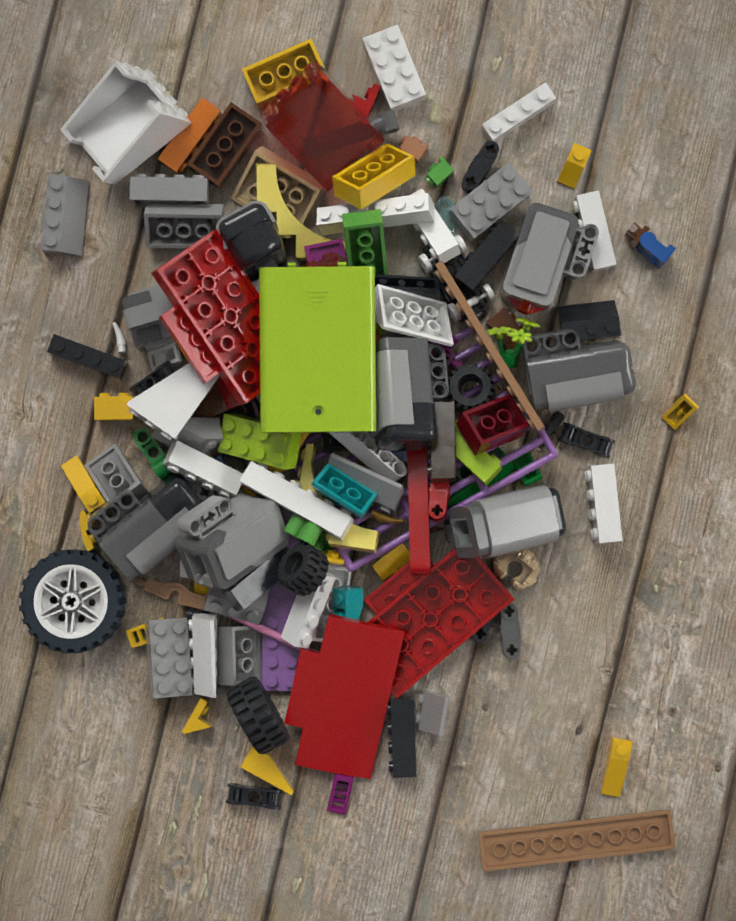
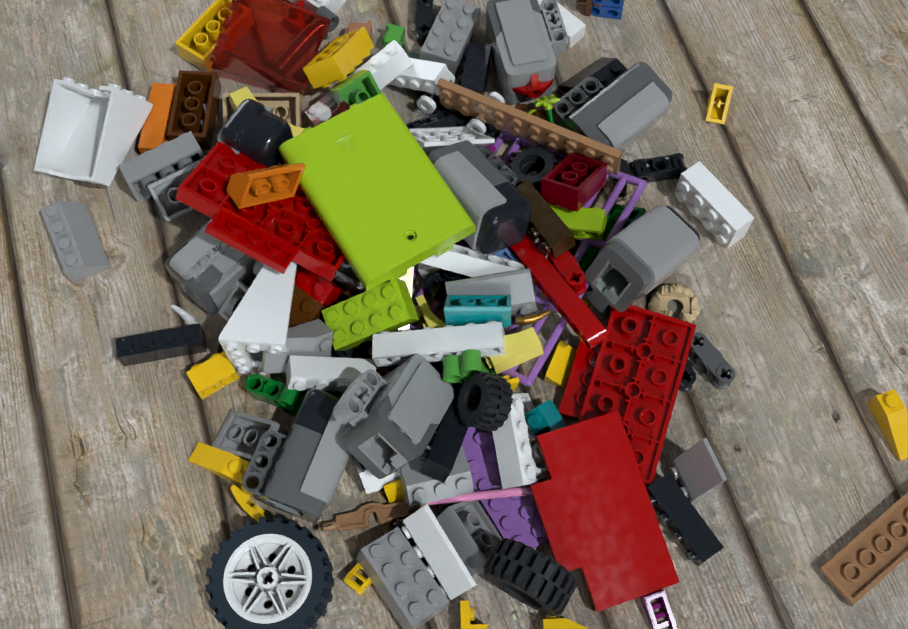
camera: 30 degrees left, 20 degrees down
(229, 297) = (265, 184): none -> orange slope

